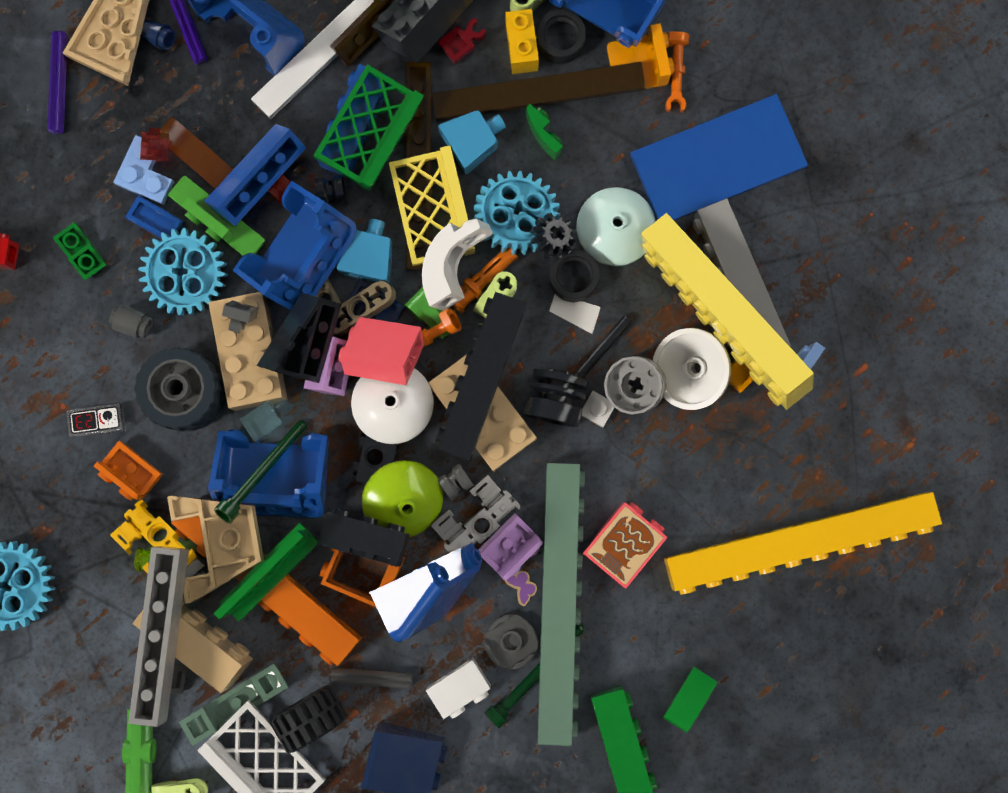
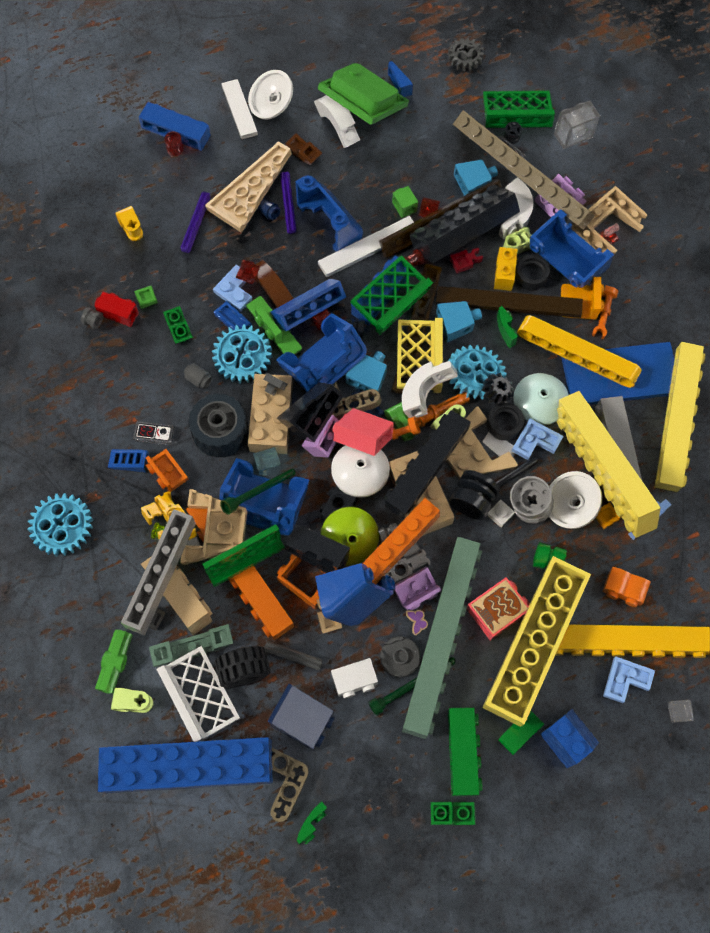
camera: 10 degrees right, 15 degrees down
(22, 219) = (146, 297): none -> bright green tile
(92, 458) = (142, 454): none -> blue slope
(388, 53) = (415, 258): none -> clear red bush
(469, 502) = (402, 539): none -> orange brick
(538, 338) = (471, 454): none -> tan wing
(621, 284) = (536, 435): none -> light blue plate
(653, 144) = (579, 351): none -> yellow beam
(676, 457) = (545, 553): none -> green wheel
(685, 585) = (536, 641): none -> light yellow brick
(757, 693) = (570, 739): none -> blue slope
(786, 469) = (626, 587): none -> orange brick
(806, 587) = (624, 674): none -> light blue plate
(811, 205) = (679, 417): none -> light yellow brick
(888, 615) = (680, 711): none -> clear tile

